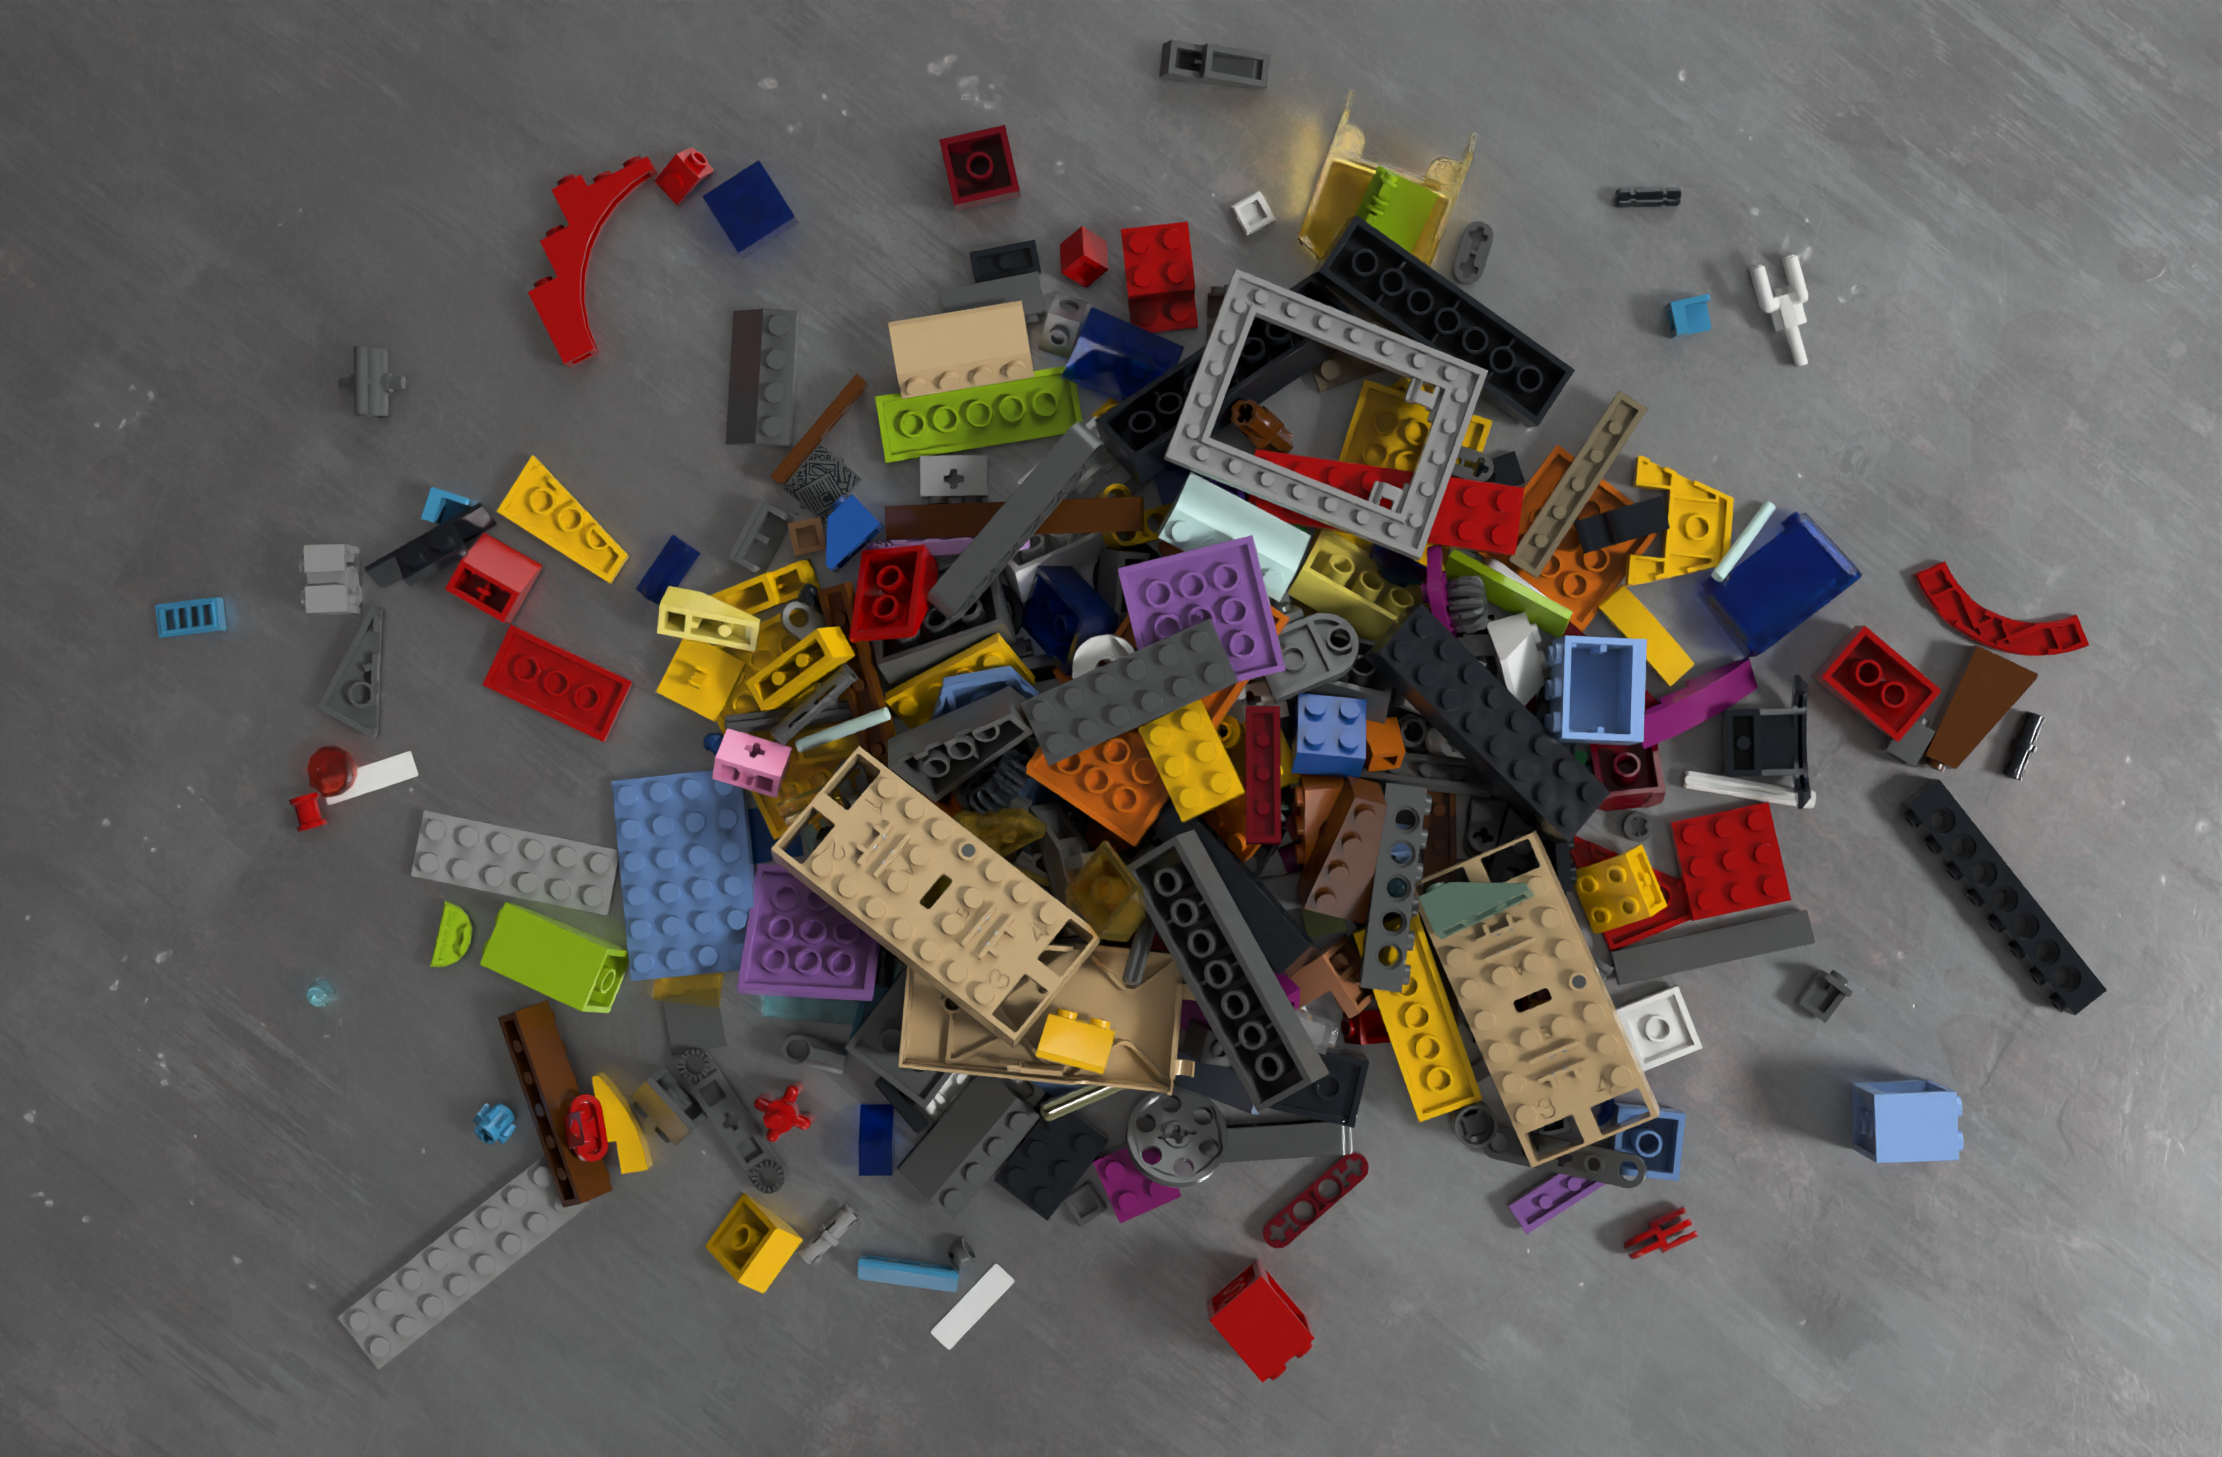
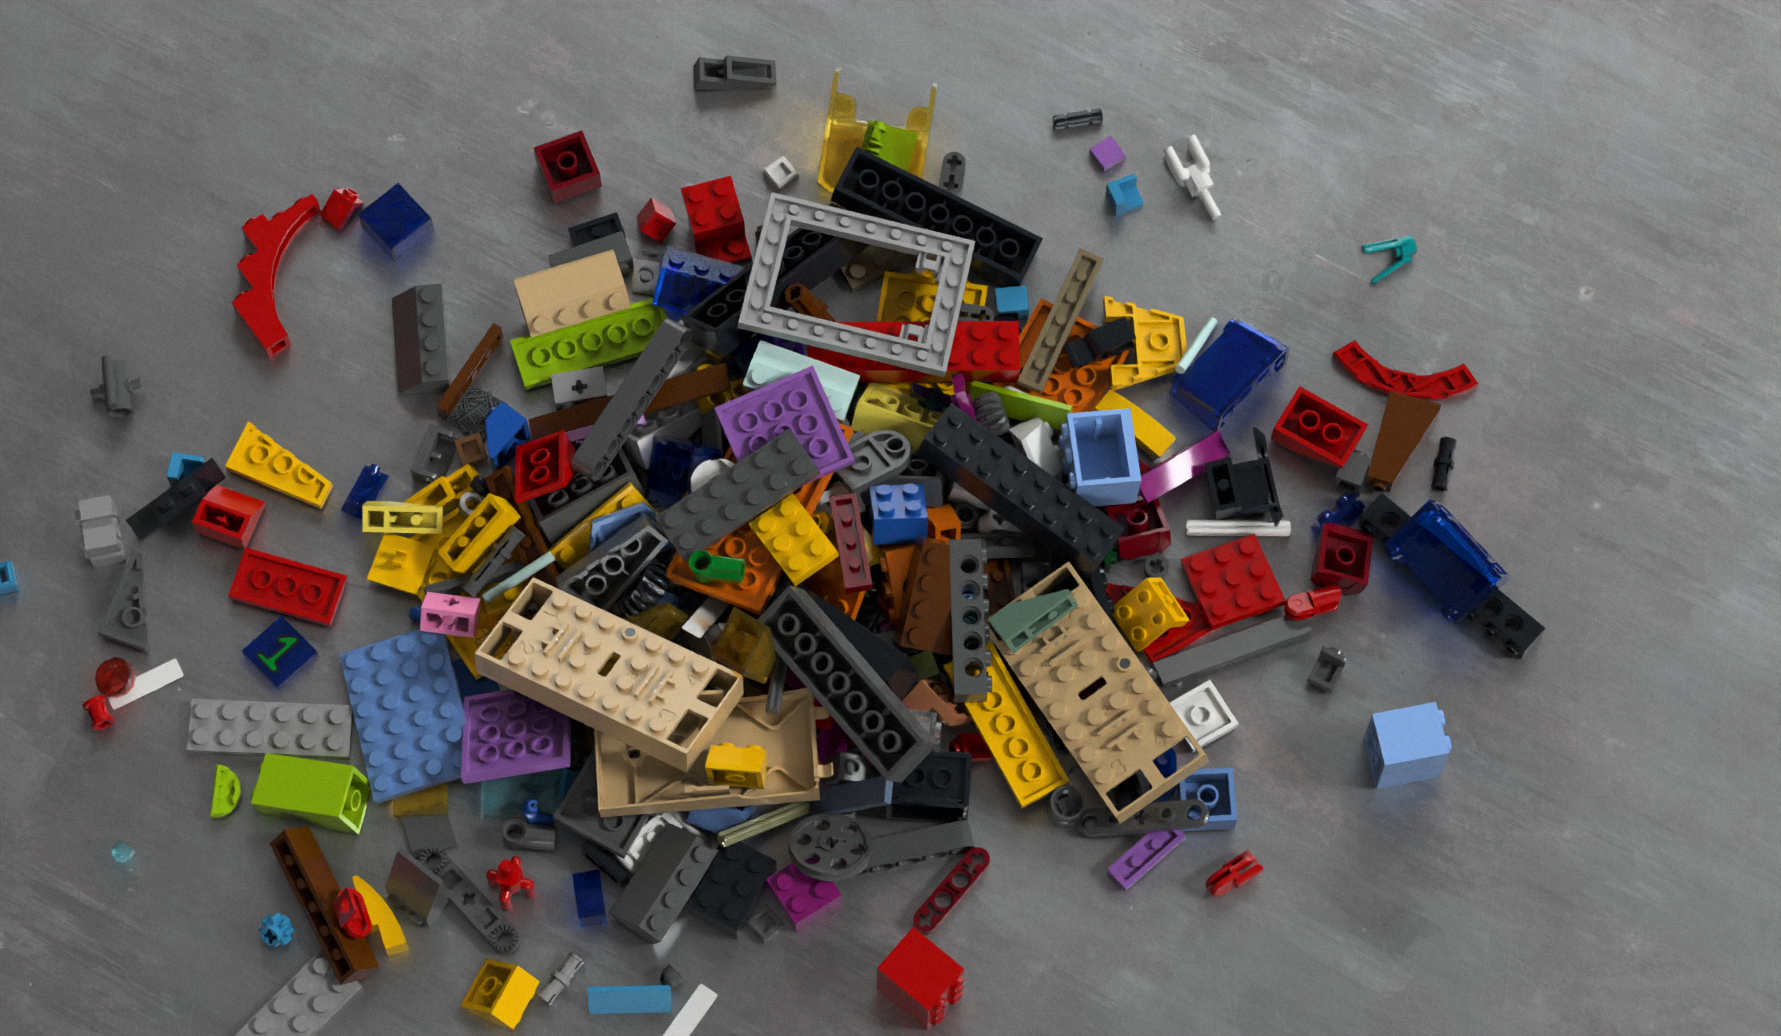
camera: 10 degrees left, 20 degrees down
(539, 765) = (280, 652): none -> clear blue tile
(823, 1029) = (533, 815): none -> blue arm
(1062, 834) = (705, 616): none -> white sticker
(1092, 783) = (718, 569): none -> green piece
(1520, 444) = (1012, 301): none -> dark azure panel
(1677, 252) = (1107, 153): none -> medium lavender tile
(1824, 907) = (1313, 602): none -> red arm
(1873, 855) = (1342, 558): none -> dark red slope
(1890, 784) = (1345, 508): none -> clear blue hinge
(2007, 893) = (1447, 560): none -> clear blue windscreen
(2029, 445) = (1400, 247): none -> teal plant

